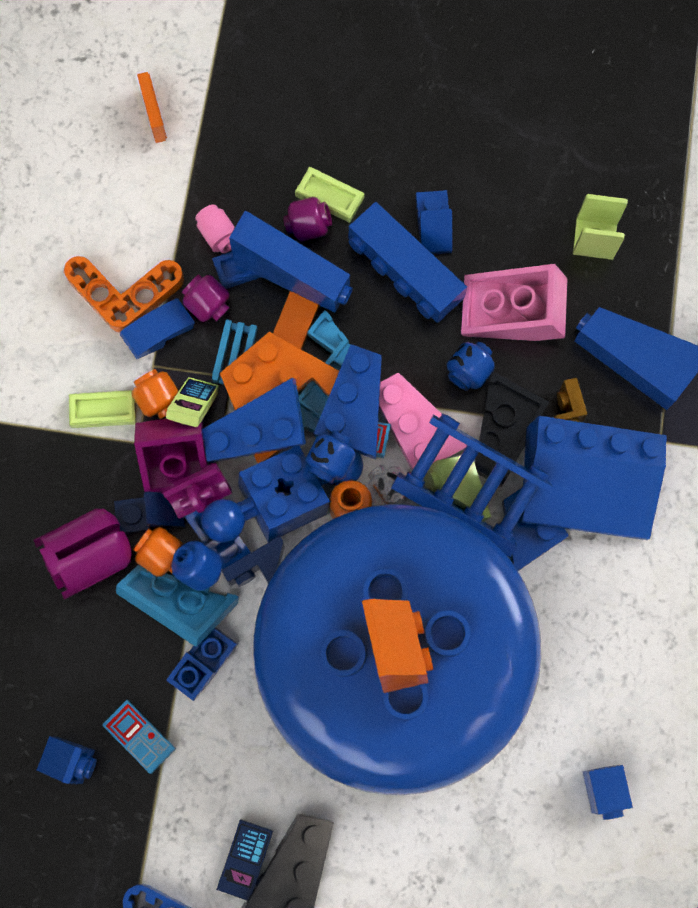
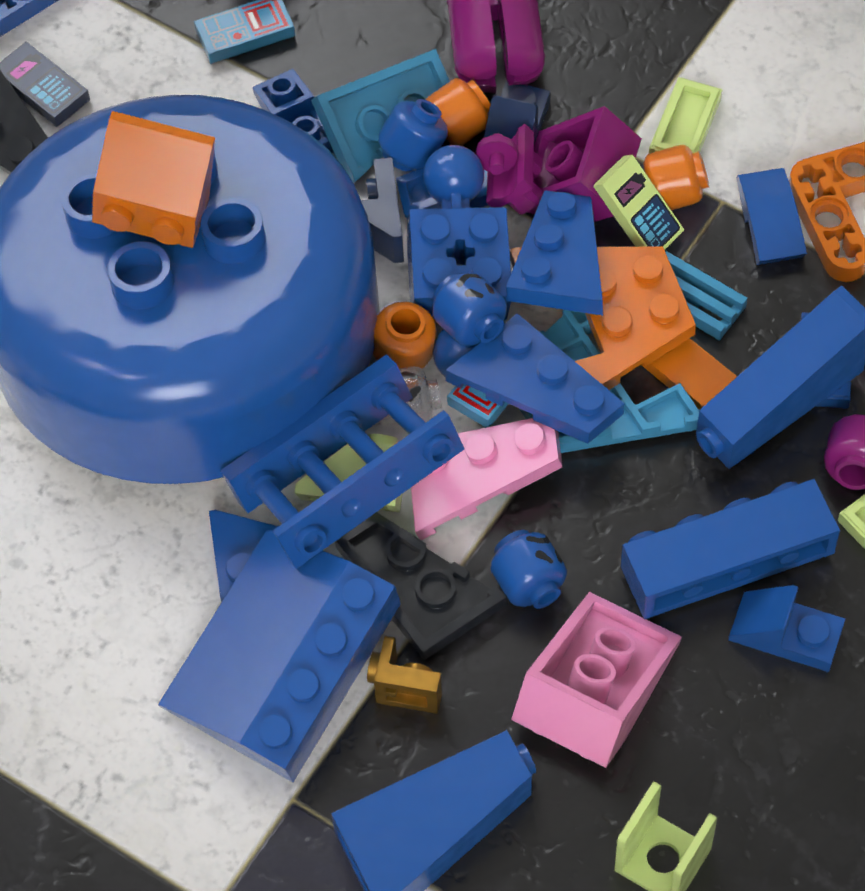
camera: 120 degrees right, 15 degrees down
(205, 298) = (788, 281): magenta head -> none

